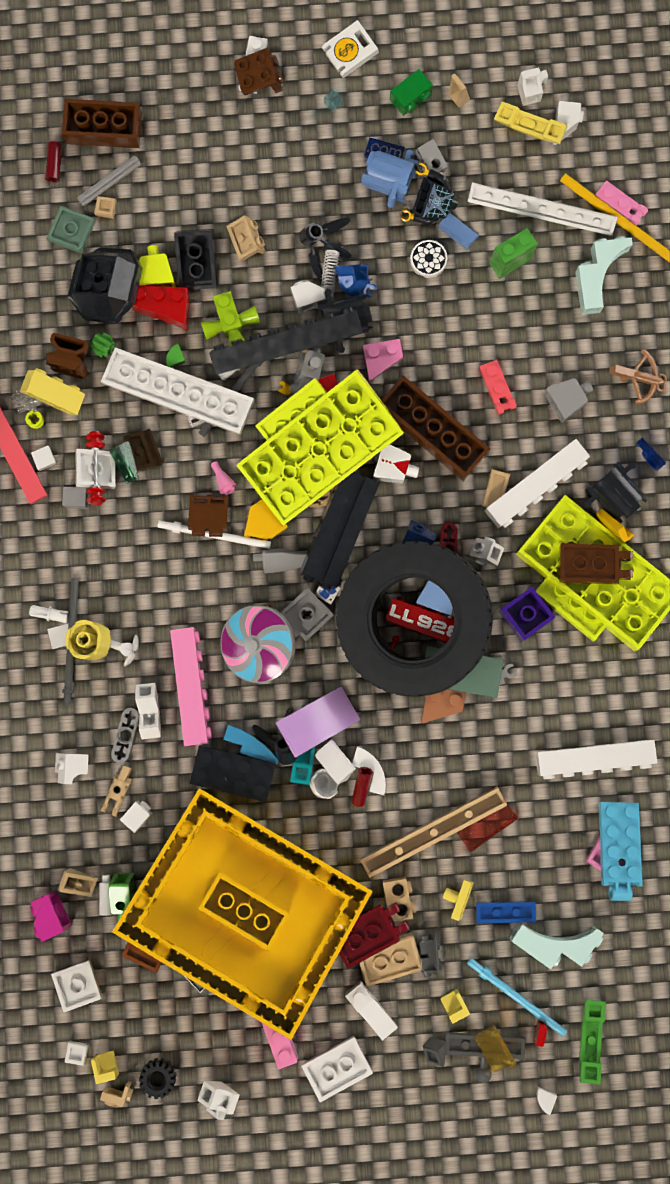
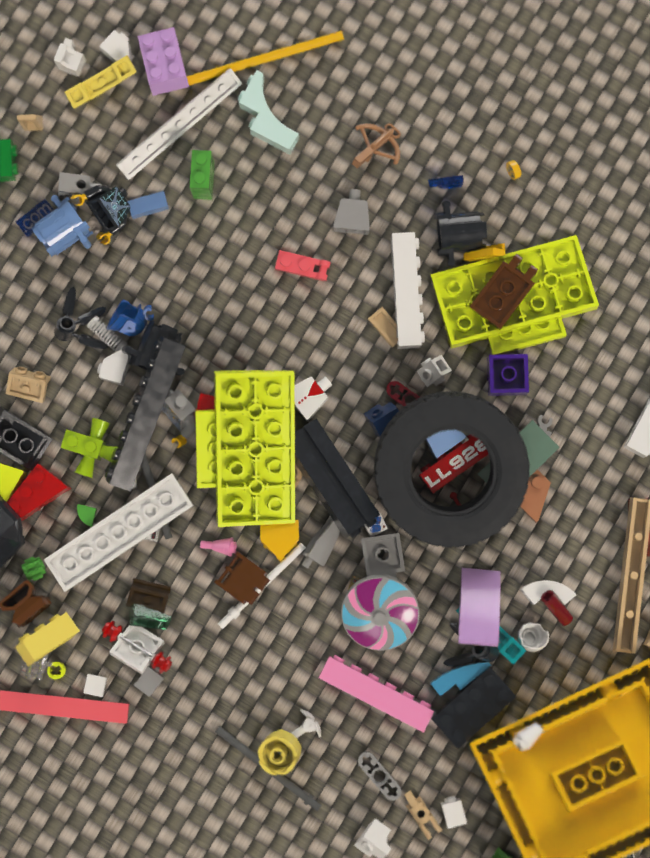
camera: 55 degrees left, 0 degrees up
(49, 613) = (232, 771): white axle -> none
(57, 636) = (256, 775): white sticker -> none
(149, 711) = (372, 742): white brick -> none
(235, 831) = (527, 737): none -> white cone
(335, 762) = (521, 616): white slope -> none
(381, 357) = (209, 342): bright pink wing -> none
(428, 258) = (154, 245): tile -> none
(434, 428) = (302, 342): reddish brown brick -> none
(583, 159) = (163, 61): none -> lavender brick
(621, 202) = (220, 56): bright pink plate -> none

